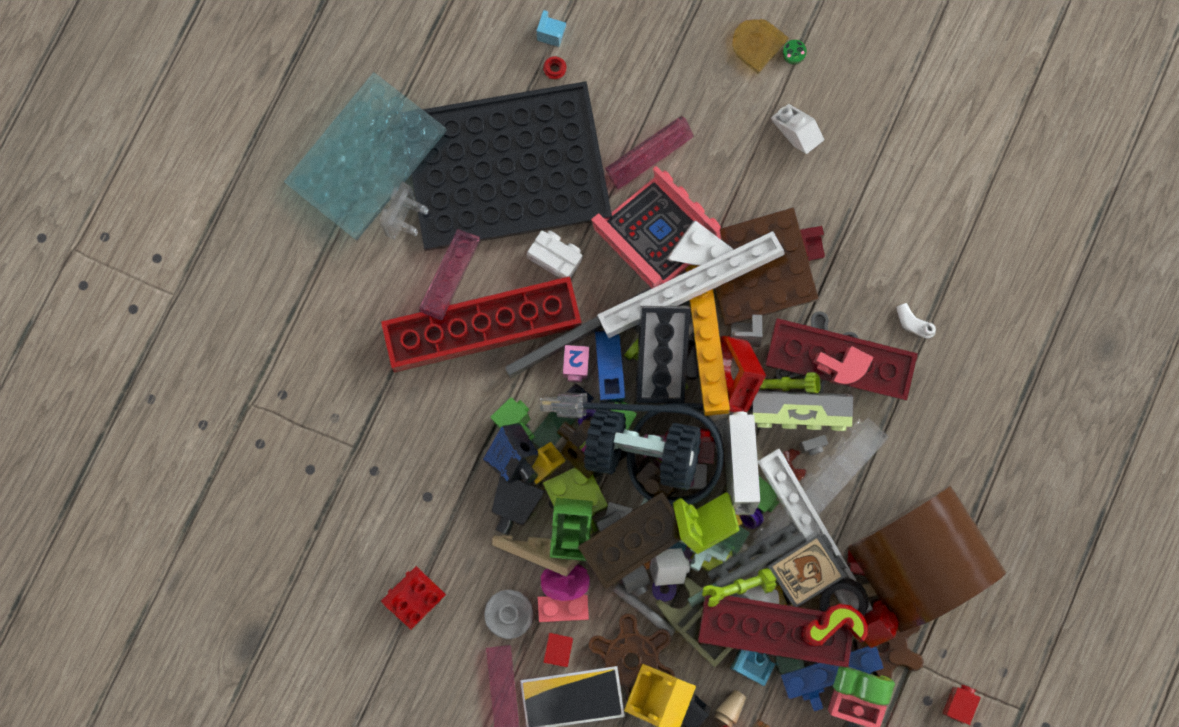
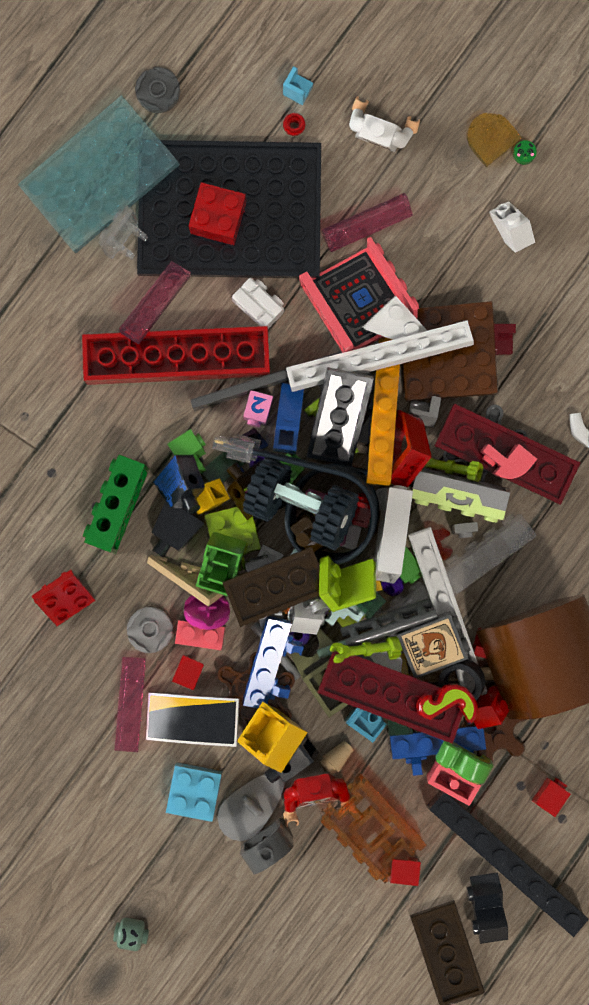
camera: 10 degrees right, 5 degrees up
(408, 59) = (157, 90): none -> dark grey tile
(447, 451) = (119, 517): none -> green brick
(495, 172) = (217, 213): none -> red brick
(641, 603) = (273, 645): none -> hinge
(643, 58) = (380, 131): none -> white torso
(680, 552) = (317, 606): none -> light grey plate

